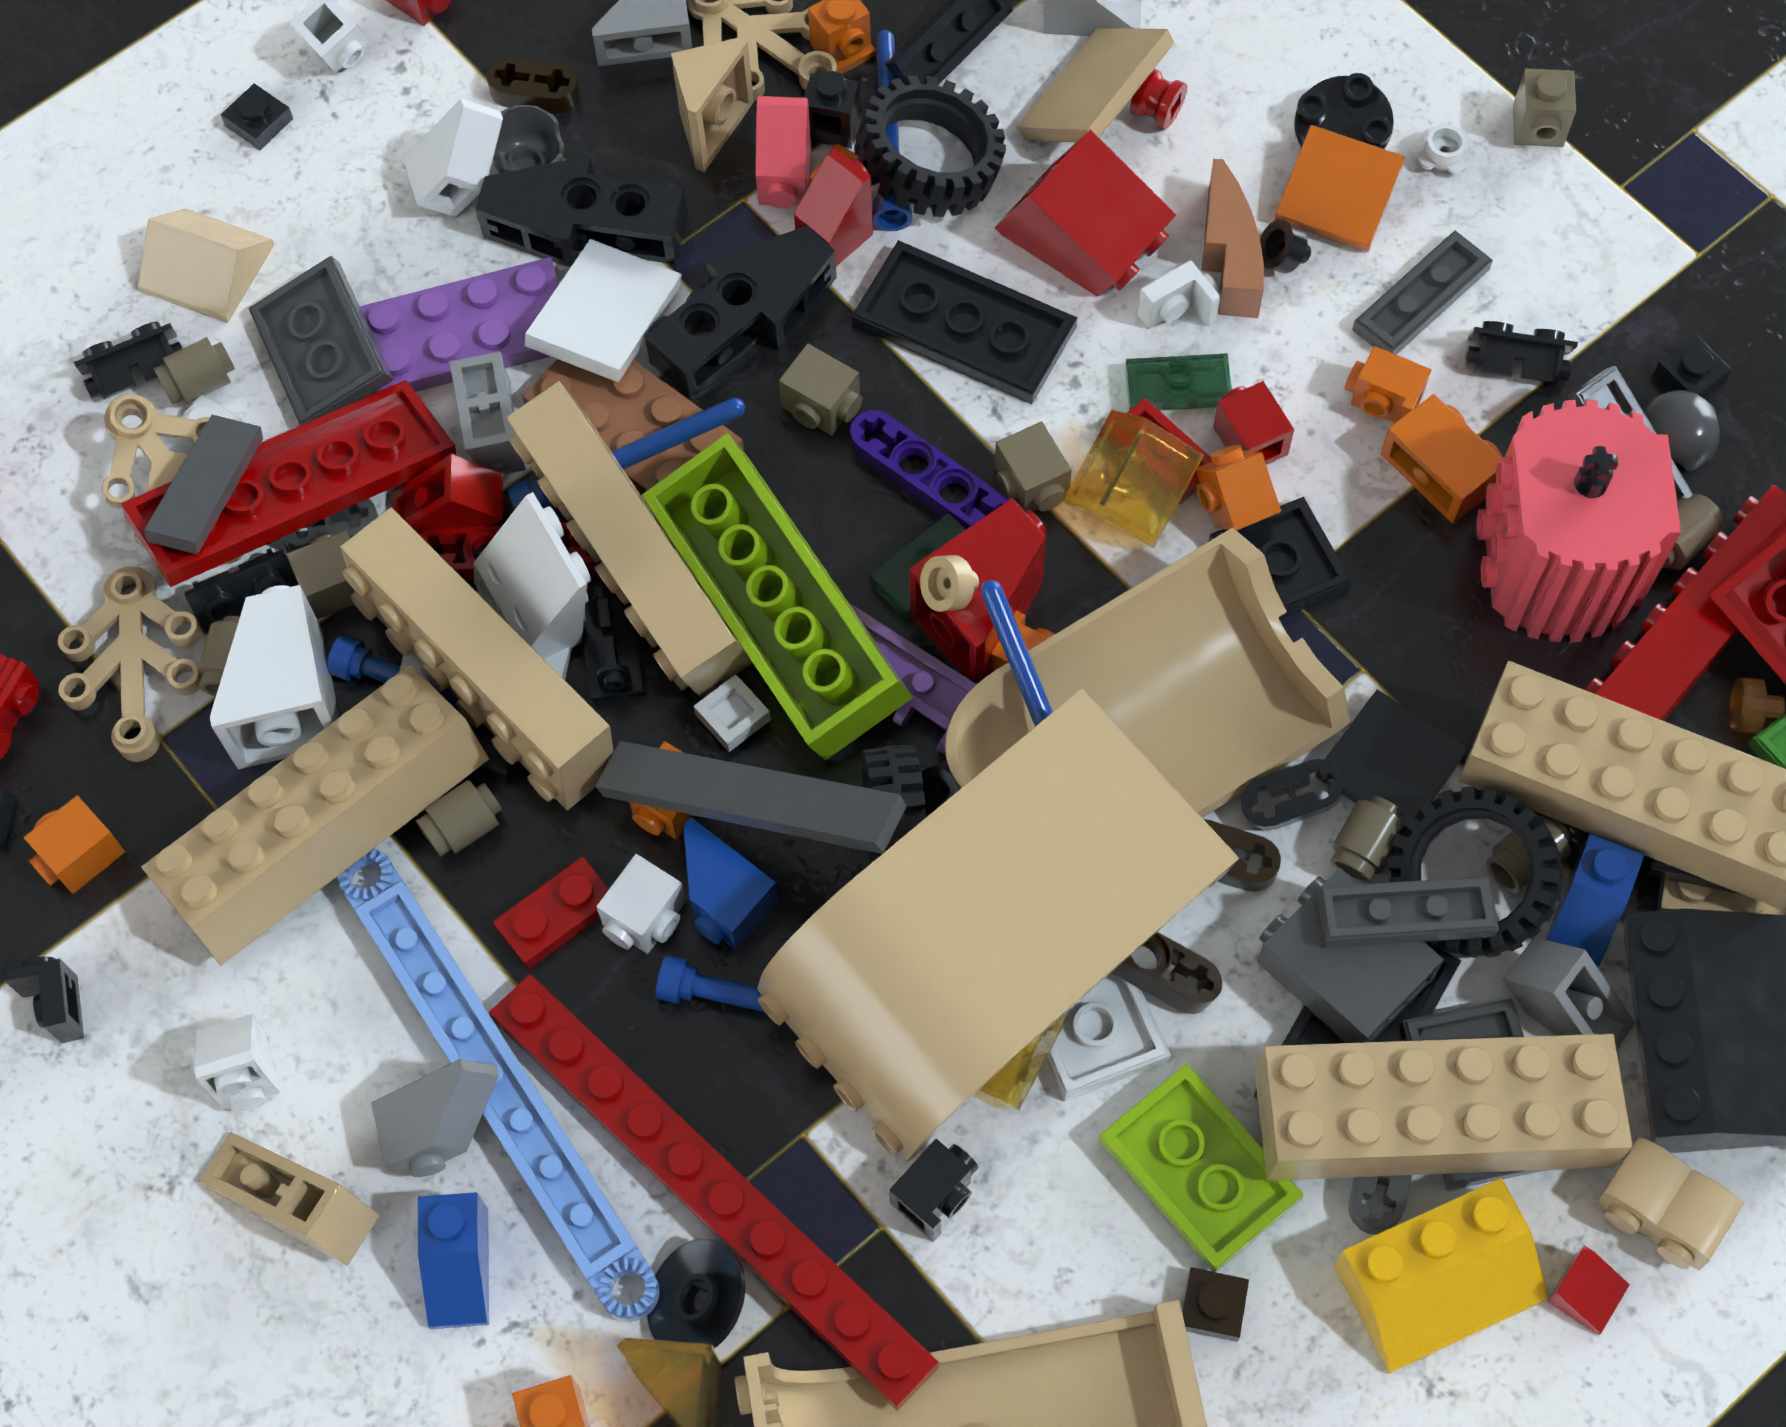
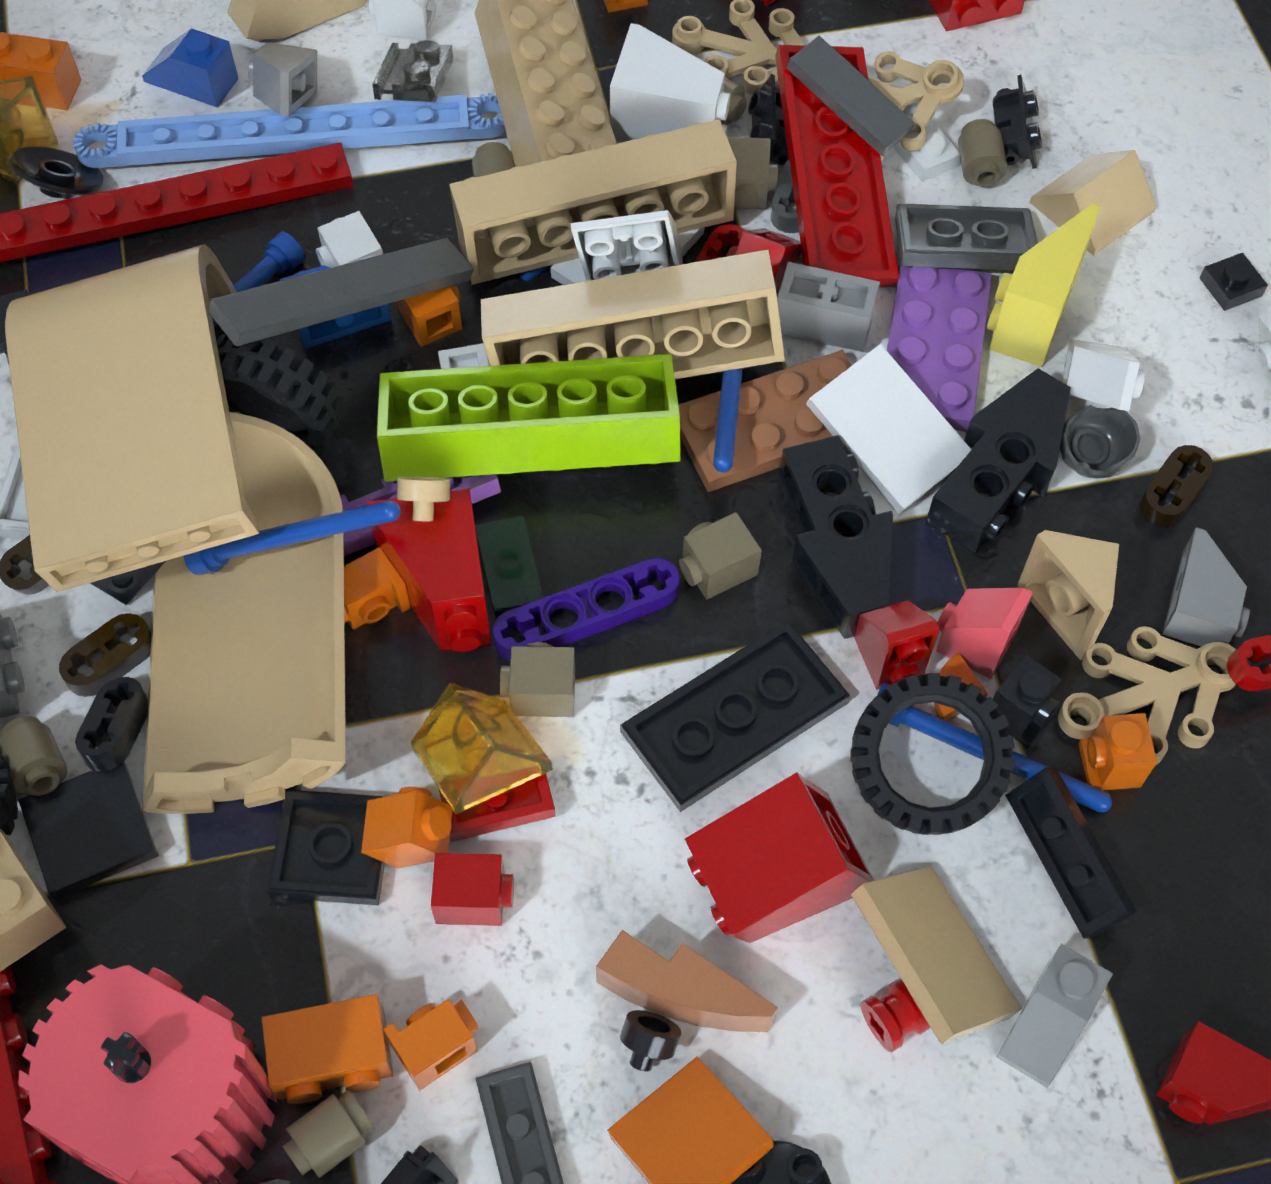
camera: 115 degrees right, 5 degrees down
(342, 990) = (414, 71): none -> clear smoke plate
(375, 232) = (1040, 290): none -> light yellow slope
(553, 913) = (390, 210): red plate -> none
(1174, 293) = (649, 893): white bracket -> none
(1178, 381) = (563, 861): clear green plate -> none
(1497, 417) = (328, 1134): none -> dark tan brick

